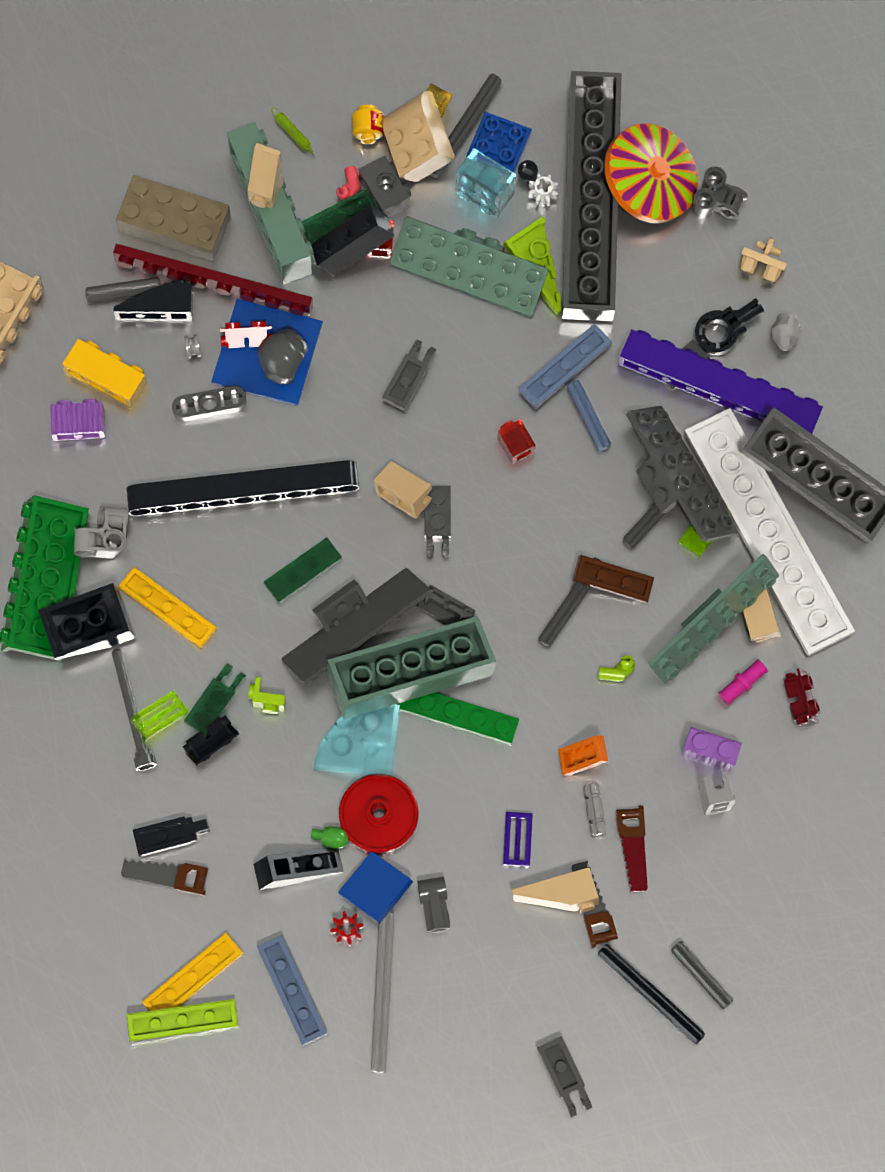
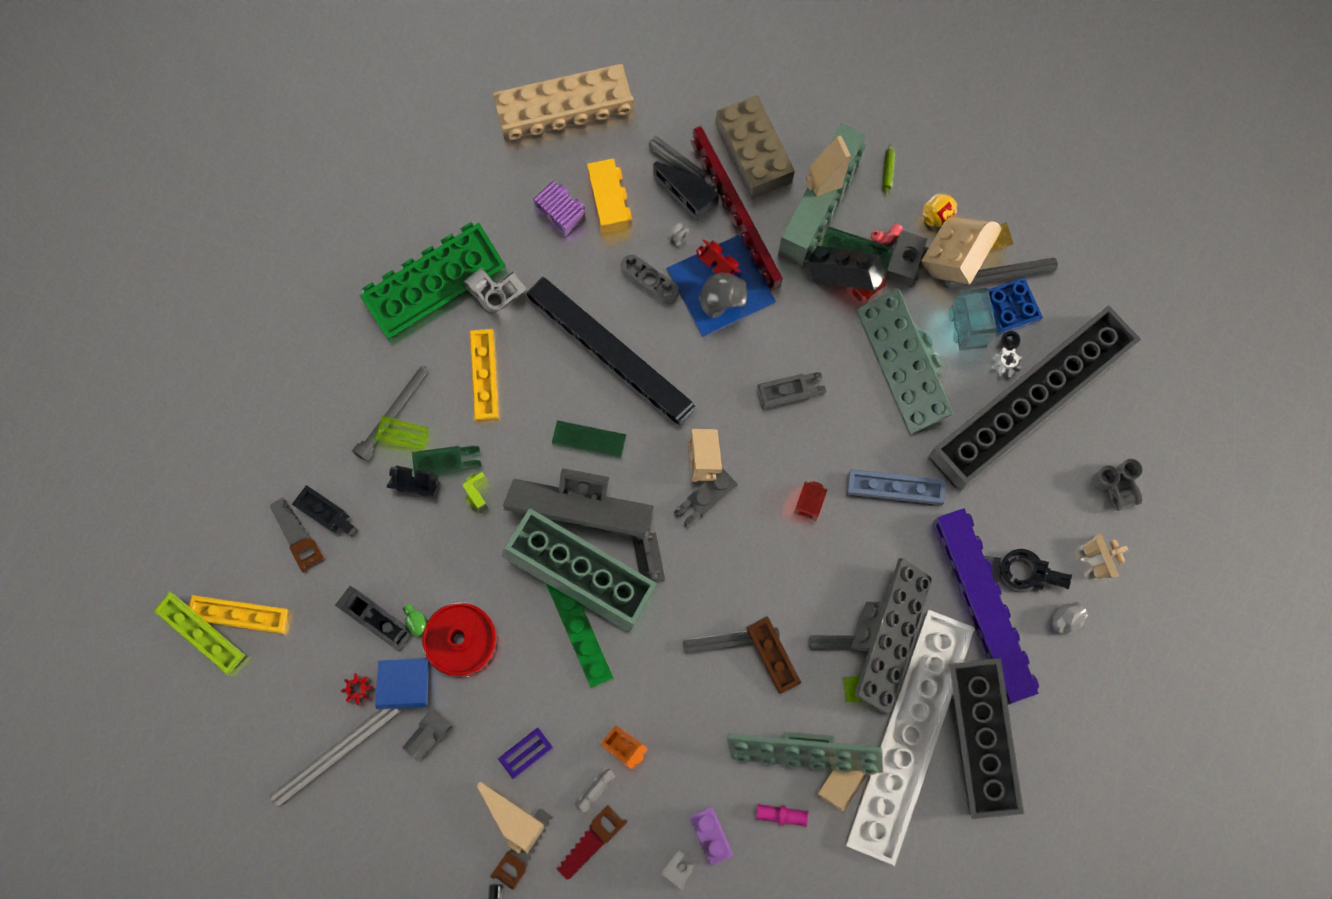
camera: 50 degrees right, 0 degrees up
(87, 622) = (424, 332): black slope -> none
(292, 990) = (282, 690): sand blue plate -> none
(361, 744) = (498, 586): clear light blue brick -> none
(533, 246) = (960, 391): lime wing -> none
(589, 415) = (877, 534): sand blue axle -> none
(619, 672) = (711, 719): lime arm -> none
(651, 173) = (1090, 422): dish -> none
(800, 687) = (807, 878): dark red hinge -> none

